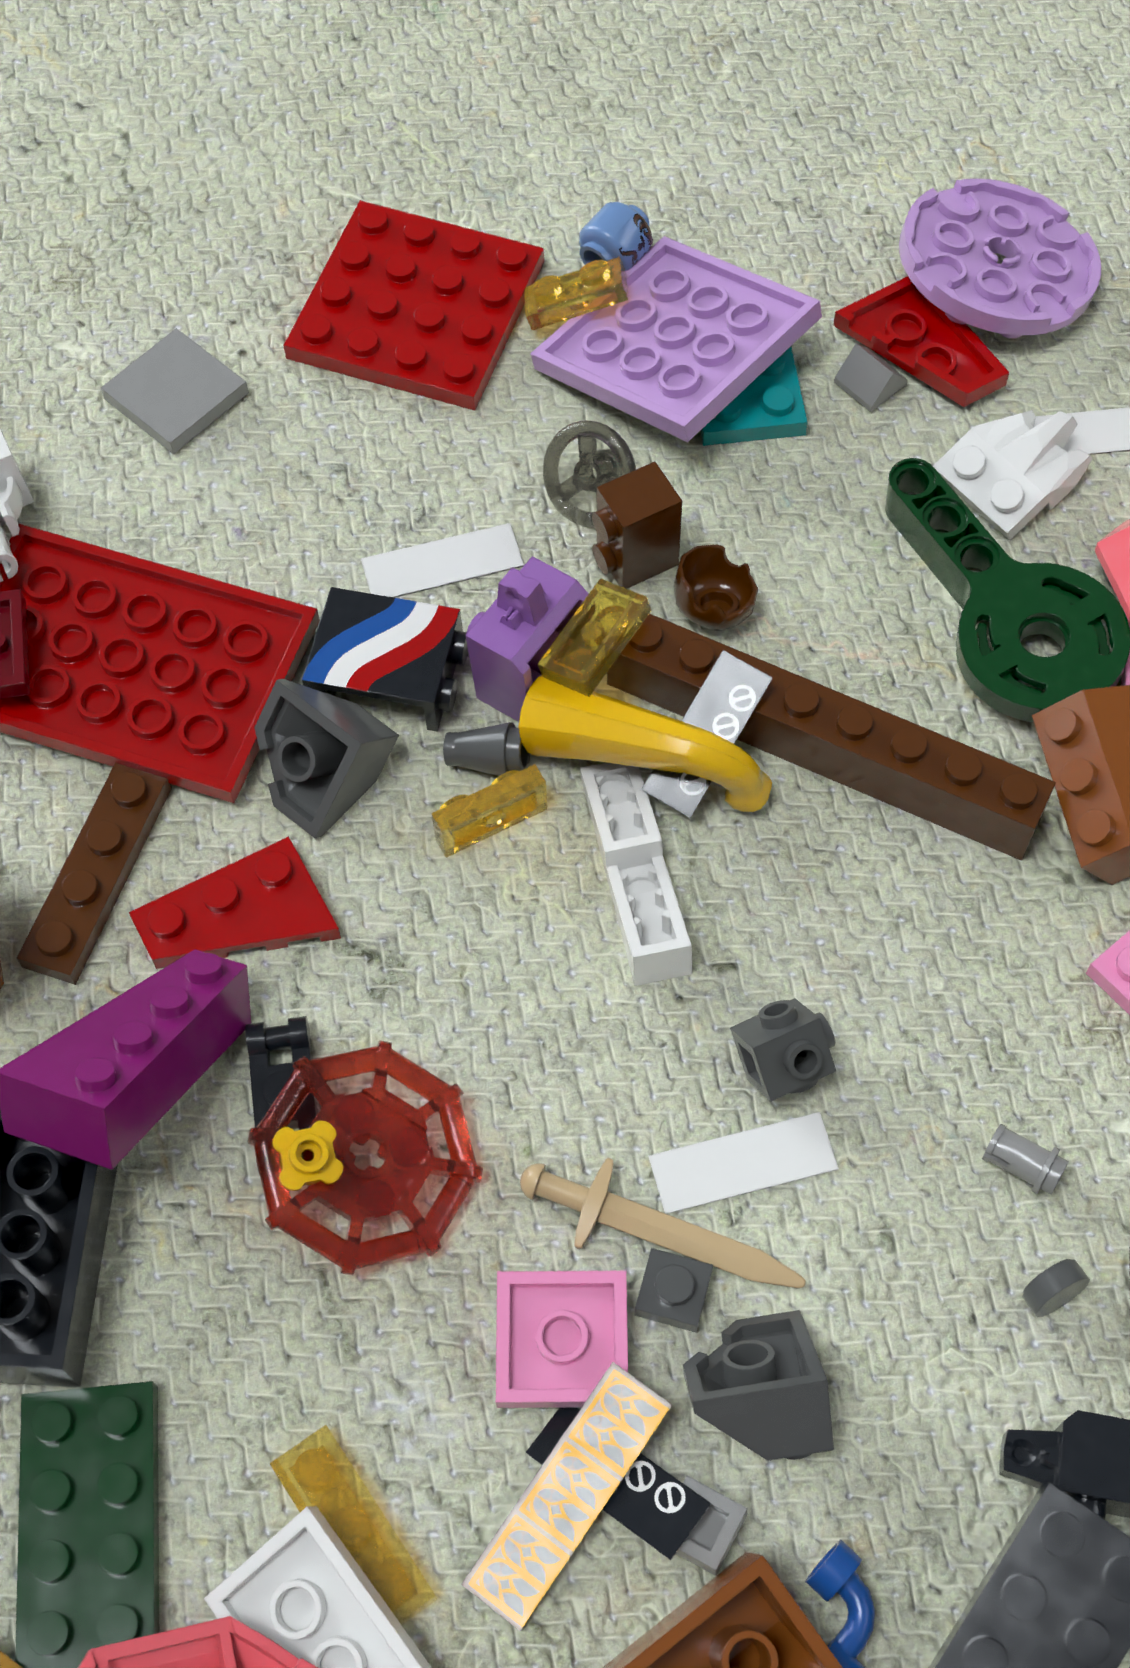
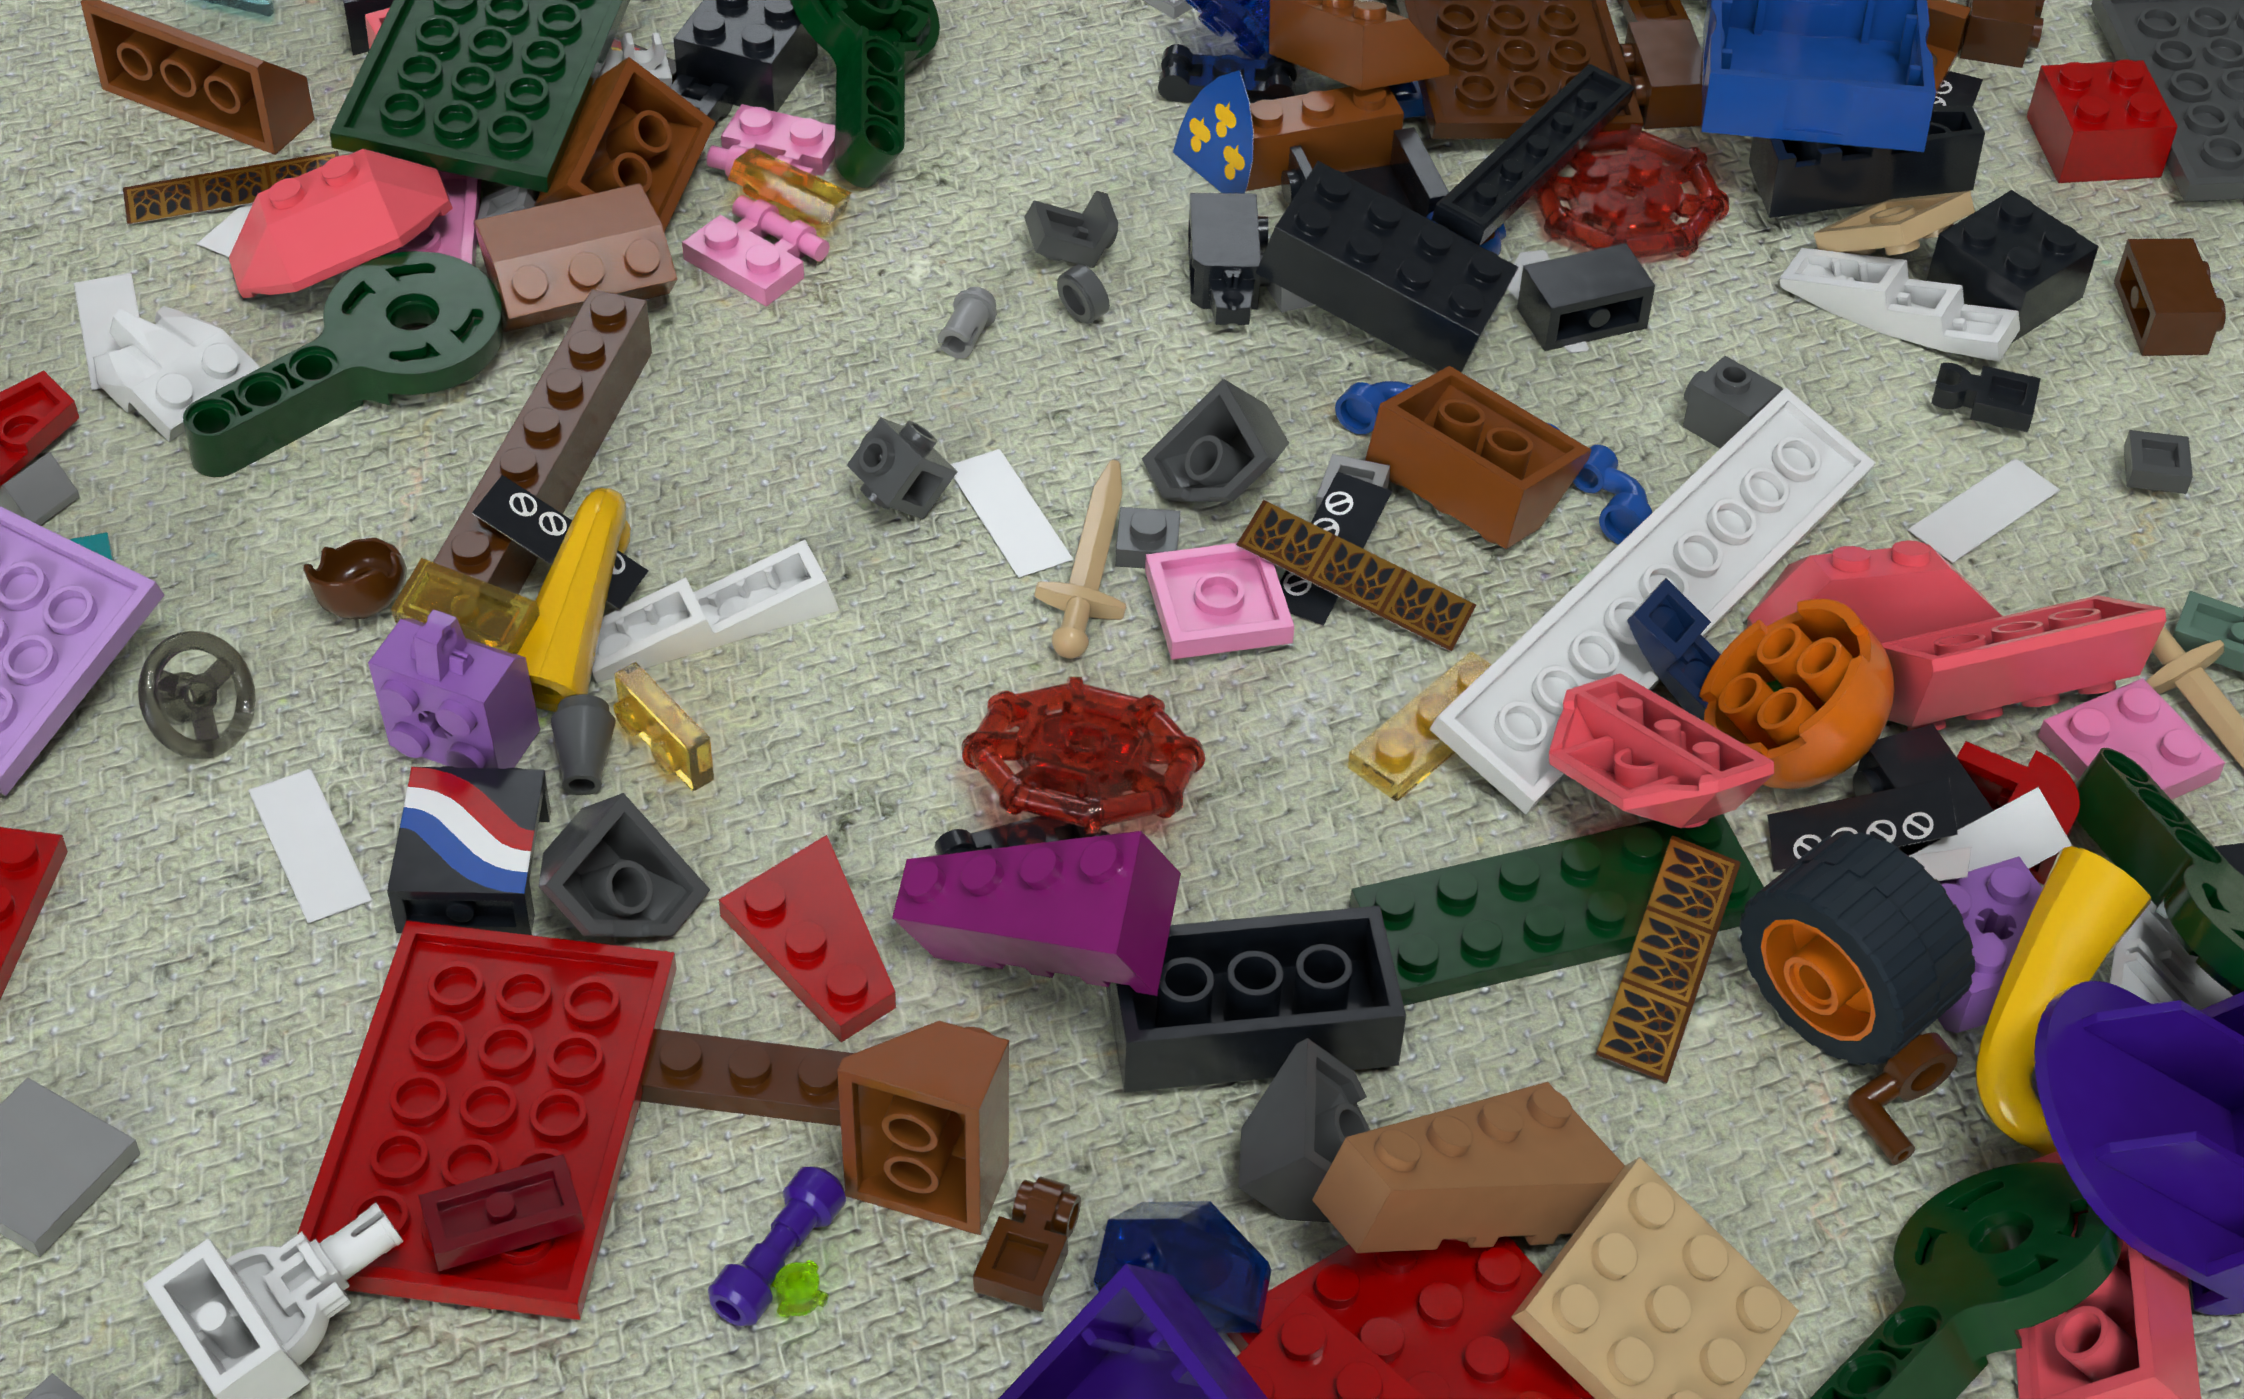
camera: 105 degrees left, 15 degrees down
(299, 1172) = (1112, 759): yellow plate -> none
(637, 526) = (285, 627): reddish brown brick -> none

